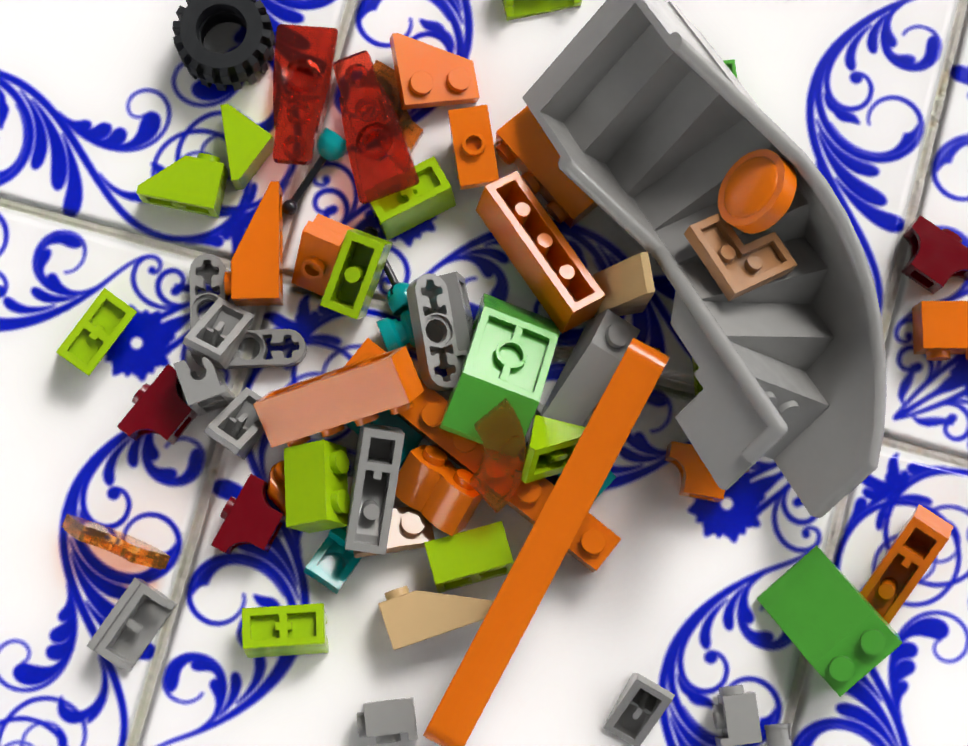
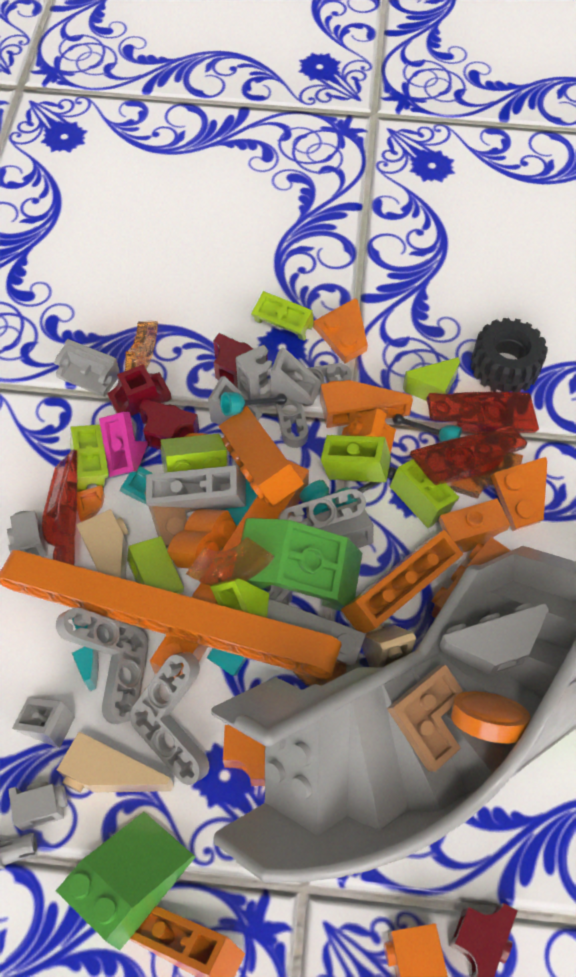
camera: 85 degrees right, 20 degrees down
(128, 250) = (343, 331): none -> orange wing
(188, 185) = (397, 353): lime slope -> none
(191, 553) = (134, 386): none -> dark red brick
(250, 420) = (233, 402): none -> teal hinge
(280, 581) = (120, 447): none -> dark pink slope
(347, 636) = (90, 502): none -> orange tile
(360, 670) = (61, 510): none -> clear red piece
(573, 650) = (87, 664): none -> teal slope
(576, 607) = (120, 654): none -> light grey beam
(654, 565) = (159, 713): none -> light grey beam
(669, 157) = (497, 640): none -> light grey slope
(708, 637) = (104, 769): none -> tan slope

